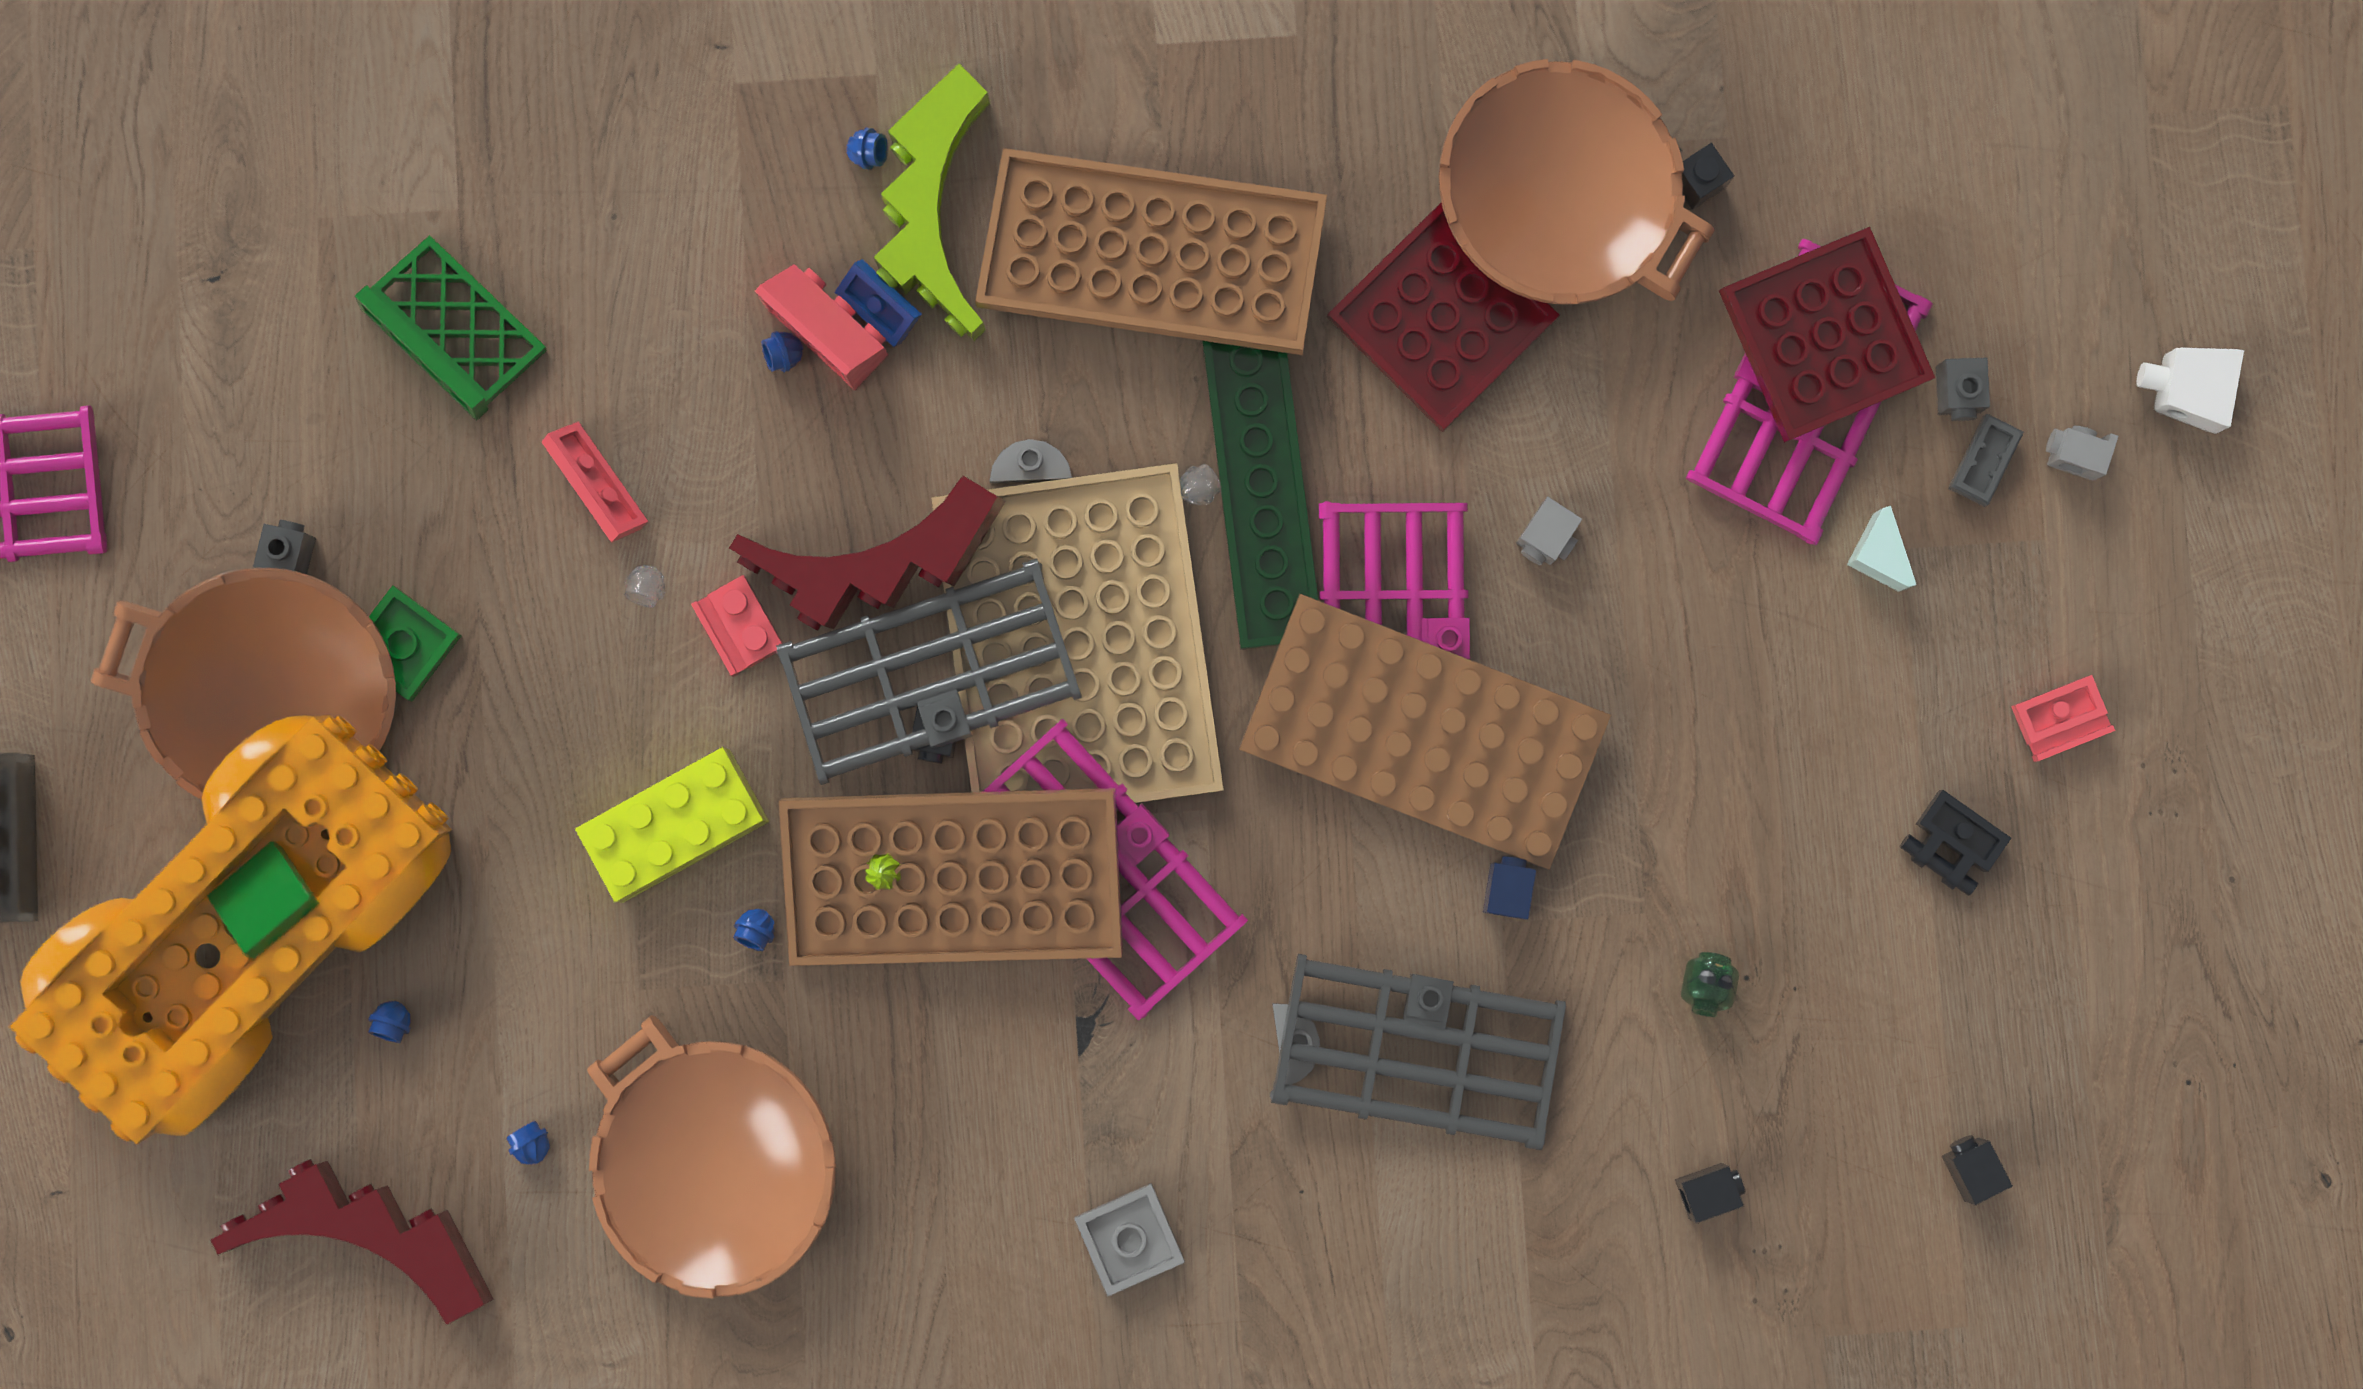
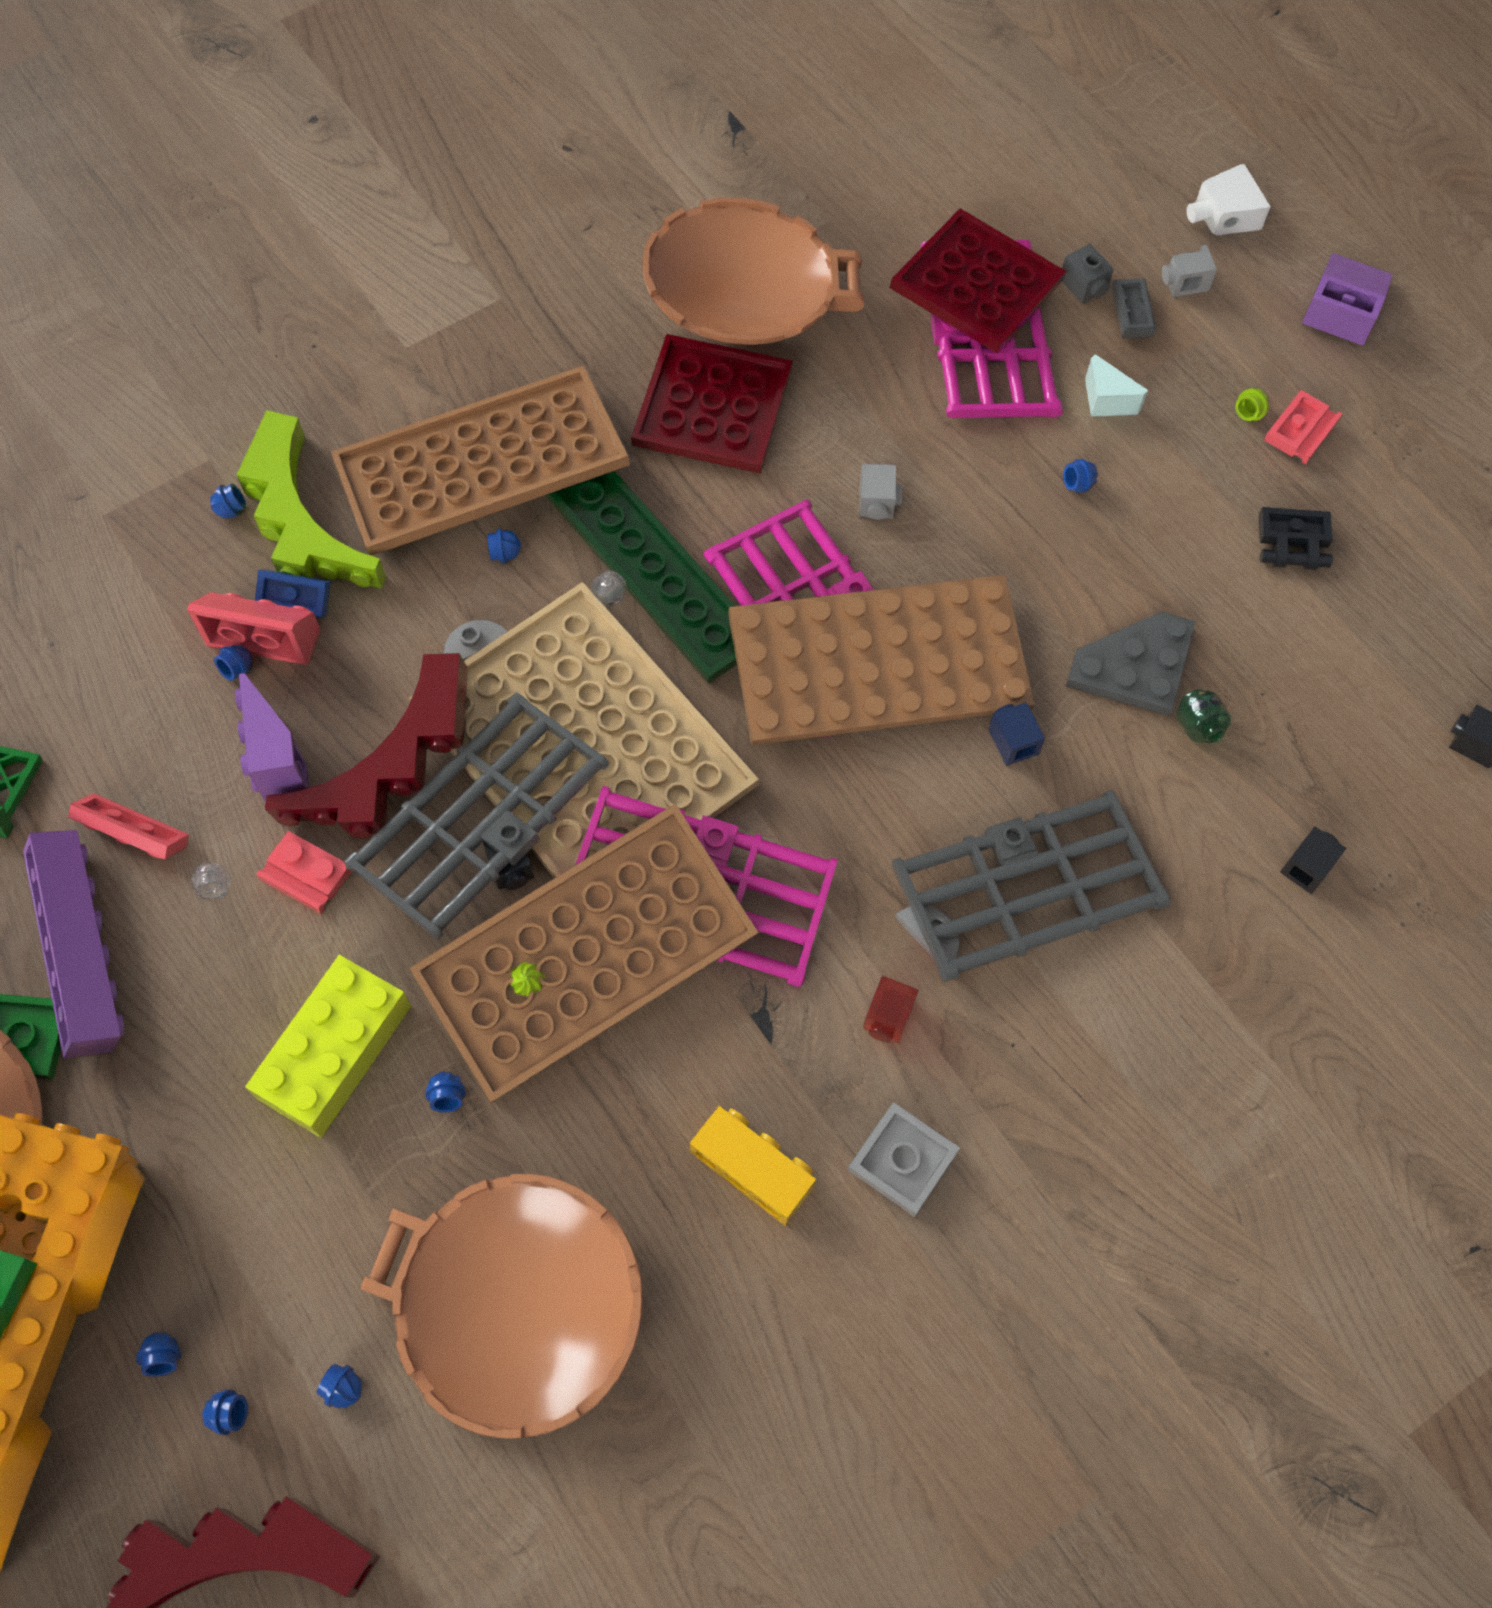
camera: 30 degrees left, 20 degrees down
(422, 1107) = (225, 1412): none -> blue plate
(487, 579) = (72, 944): none -> medium lavender brick
(767, 487) = (271, 751): none -> medium lavender slope
(991, 1164) = (753, 1164): none -> yellow brick
(1121, 368) = (503, 545): none -> blue plate
(1203, 1097) = (890, 1010): none -> clear red brick
(1689, 882) = (1136, 663): none -> dark grey plate
(1704, 176) = (834, 230): black brick -> none
(1778, 637) = (1080, 475): none -> blue plate
(2027, 659) = (1252, 404): none -> lime plate
(2239, 587) = (1348, 299): none -> medium lavender slope

